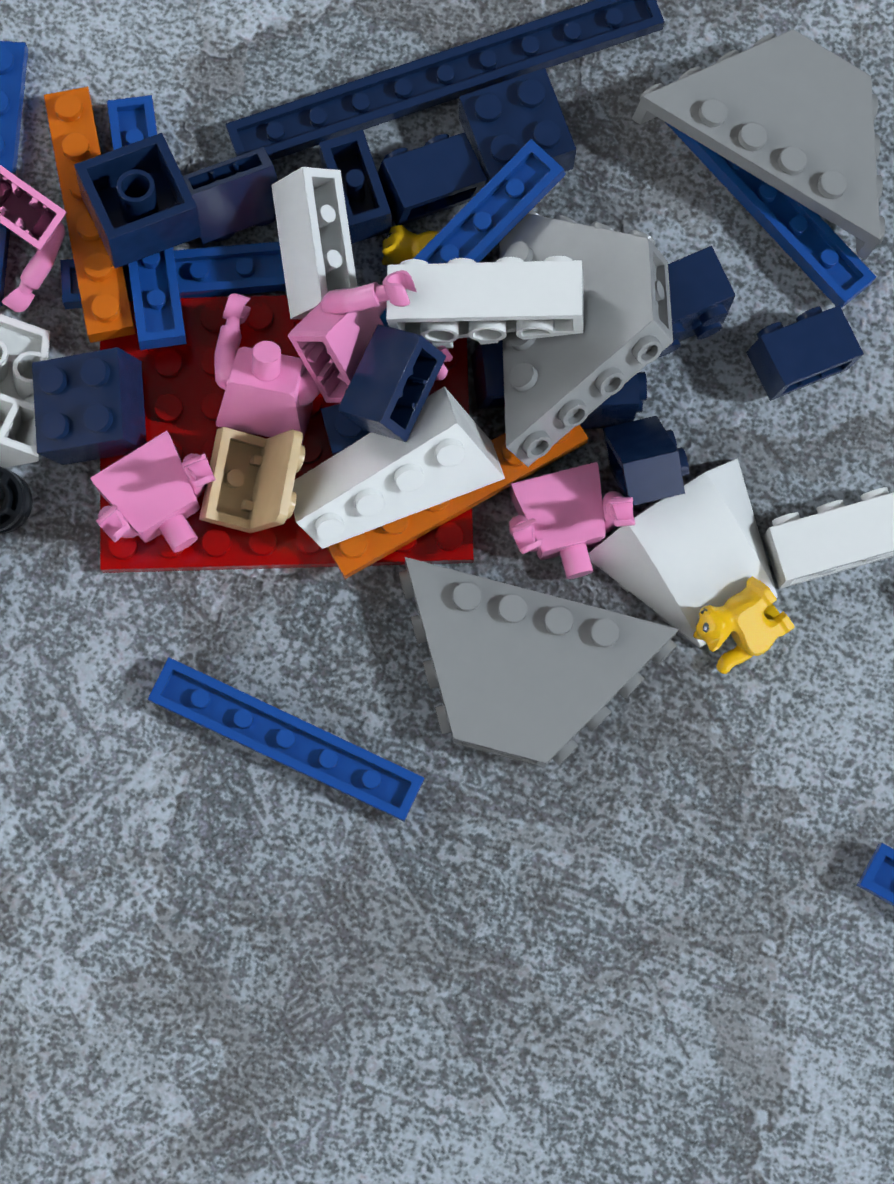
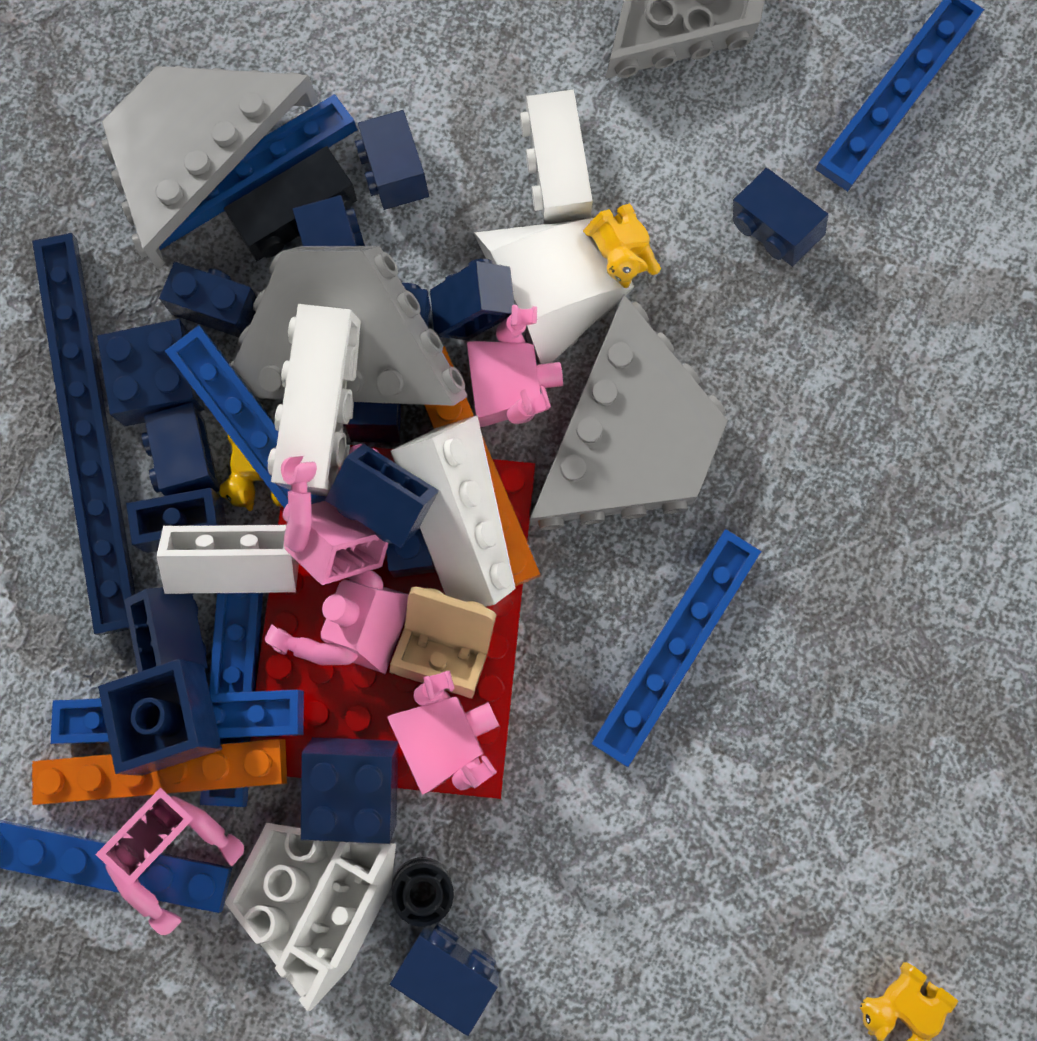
camera: 80 degrees left, 0 degrees up
(610, 177) = (208, 299): none -> dark blue brick
(750, 258) = (266, 213): none -> black brick
(803, 801) = (779, 217): none -> dark blue brick

